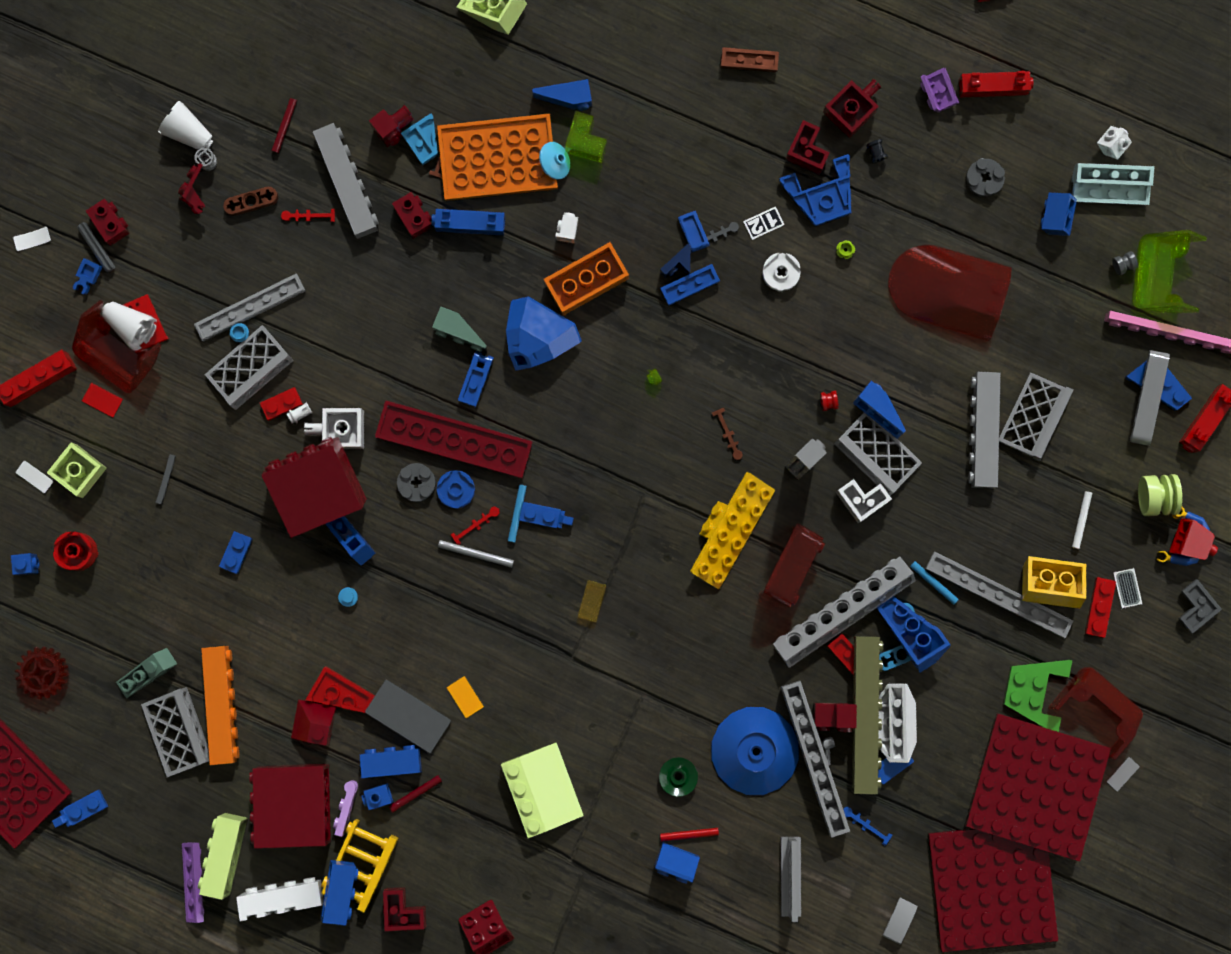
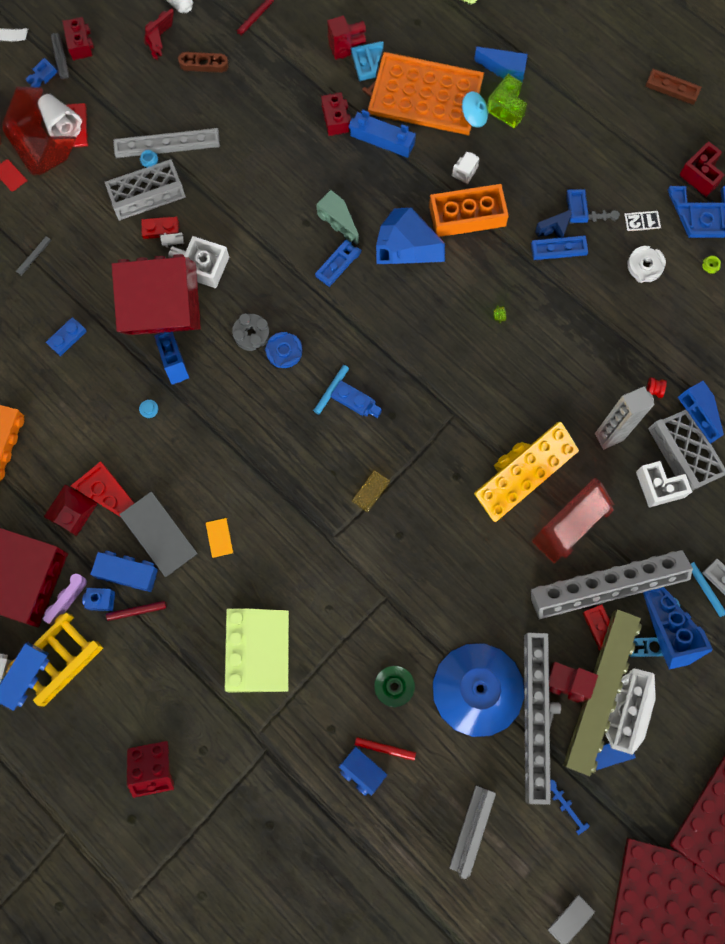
camera: 20 degrees right, 10 degrees down
(209, 161) = (180, 18): light grey wheel -> none
(286, 215) = (228, 84): red piece -> none
(345, 180) = (289, 70): light grey brick -> none
(399, 916) = (69, 719): dark red brick -> none
(453, 439) = (299, 306): dark red plate -> none
(475, 553) = (279, 411): light grey bar -> none
(494, 511) = (311, 381): red piece -> none
(737, 454) = (553, 407): copper piece -> none

